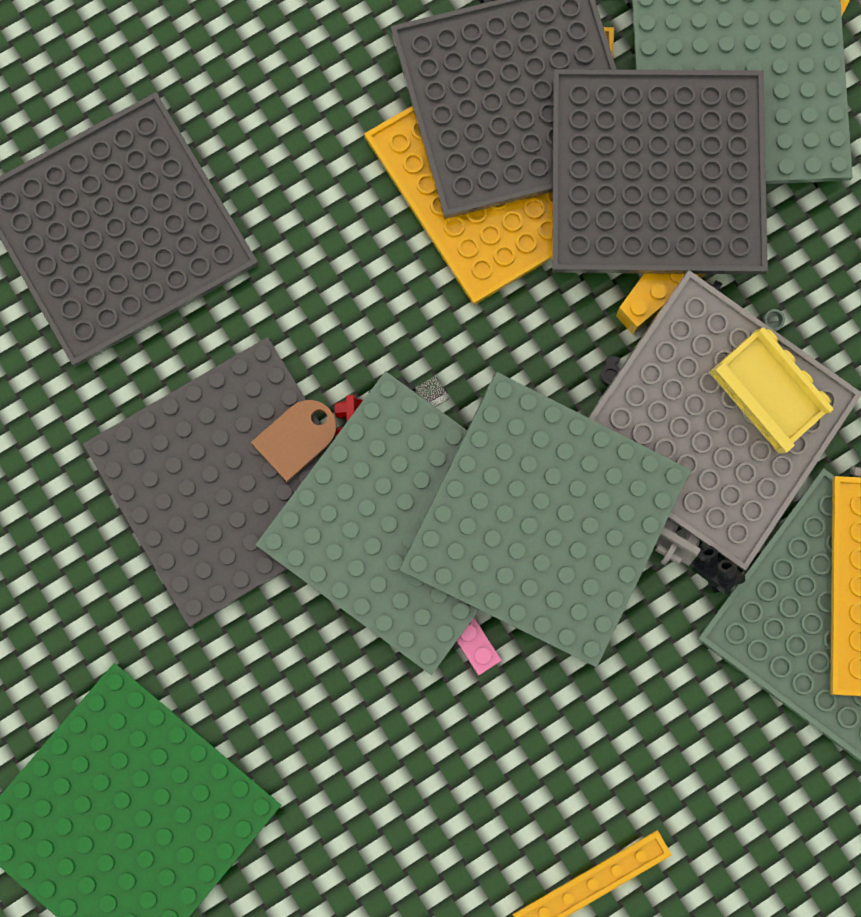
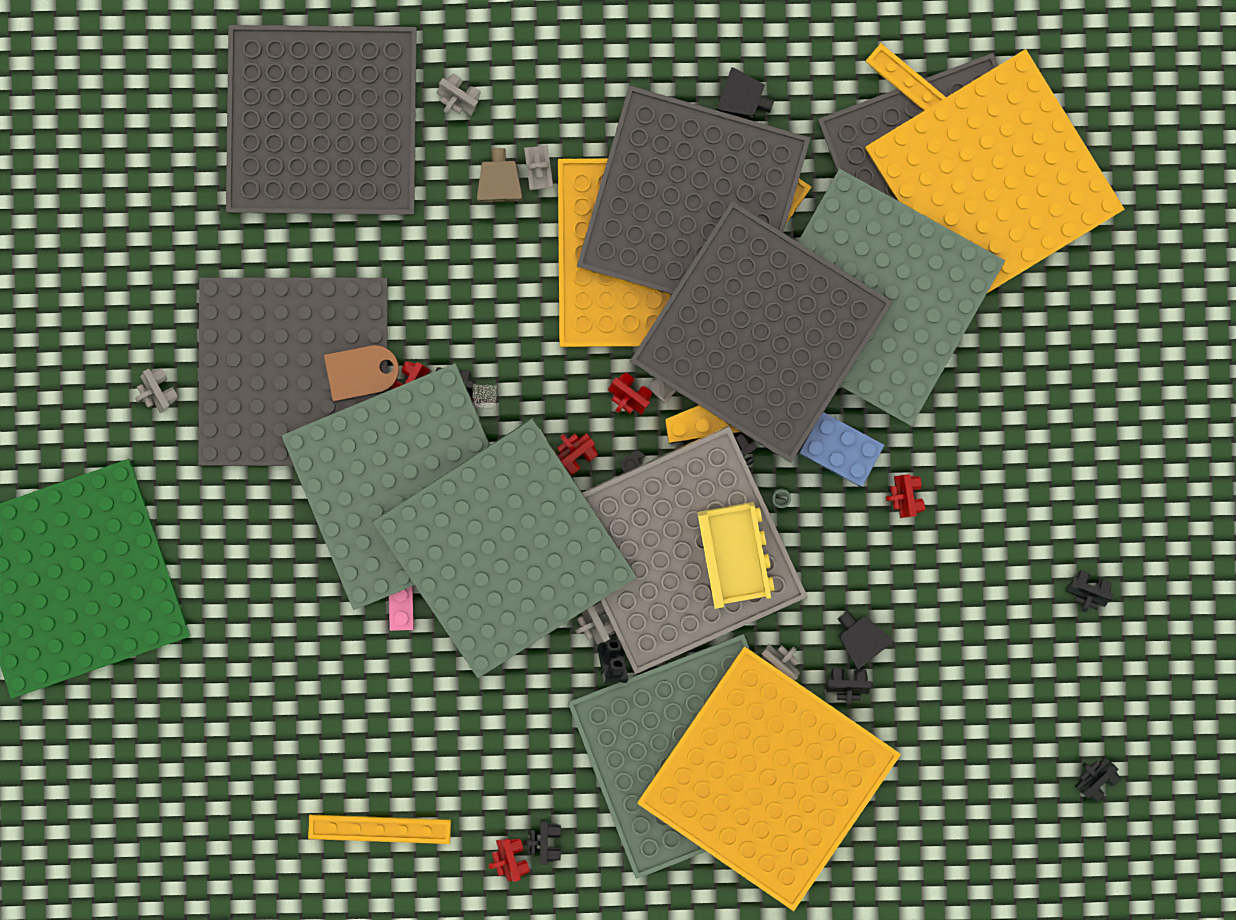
camera: 30 degrees right, 10 degrees up
(101, 582) = (151, 381): none -> light grey hips
(233, 133) = (455, 98): none -> light grey hips
(321, 184) = (499, 179): none -> dark tan torso
(351, 151) = (538, 167): none -> light grey hips
(554, 383) = (573, 448): none -> red hips
(568, 311) = (626, 397): none -> red hips
(595, 285) = (661, 390): none -> light grey tile
(739, 835) = (507, 862): none -> red hips
(773, 802) = (547, 853): none -> black hips
(804, 241) = (841, 449): none -> medium blue brick

